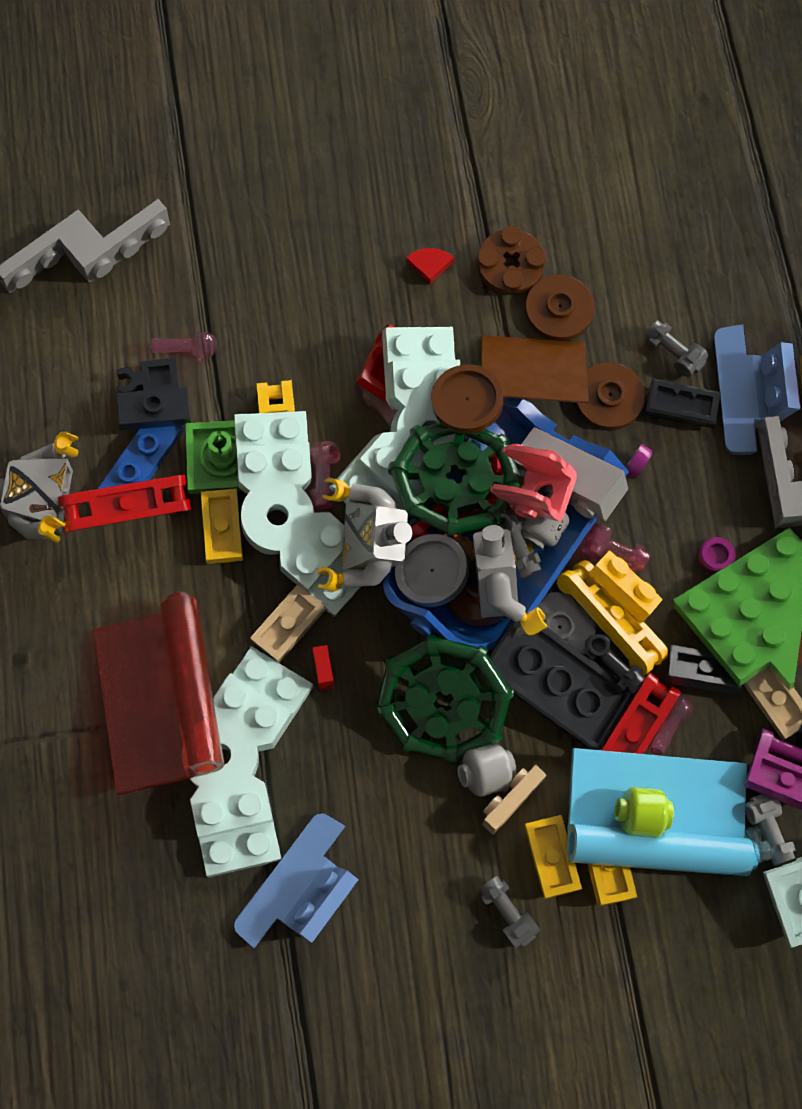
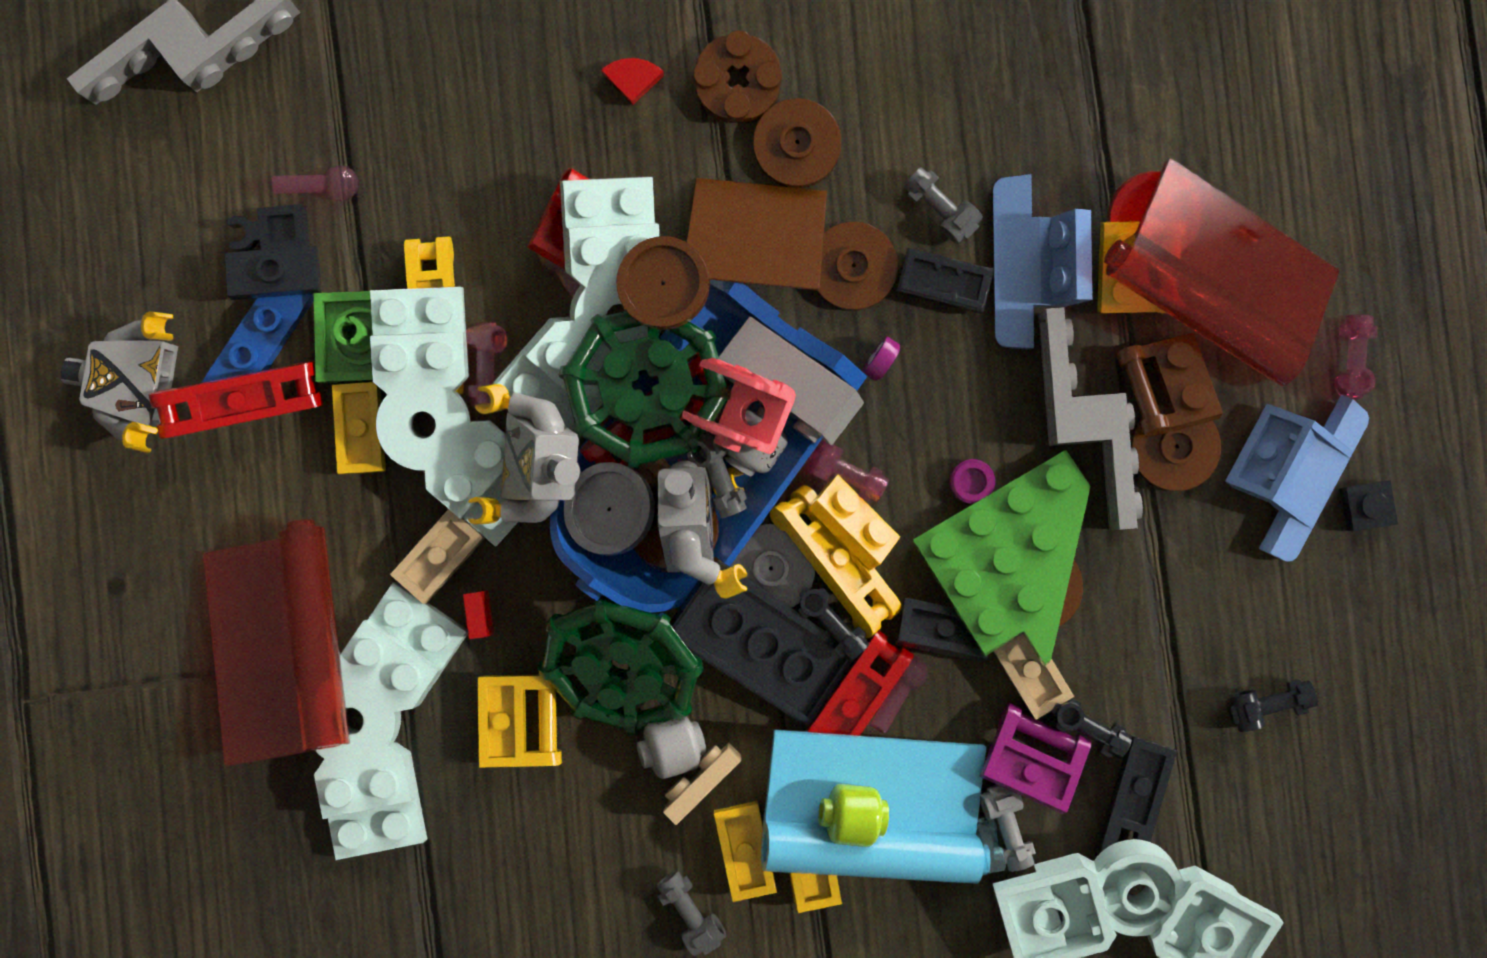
camera: 10 degrees right, 15 degrees up
(301, 888) = (448, 878): medium blue plate -> none
(345, 755) = (504, 722): none -> yellow plate

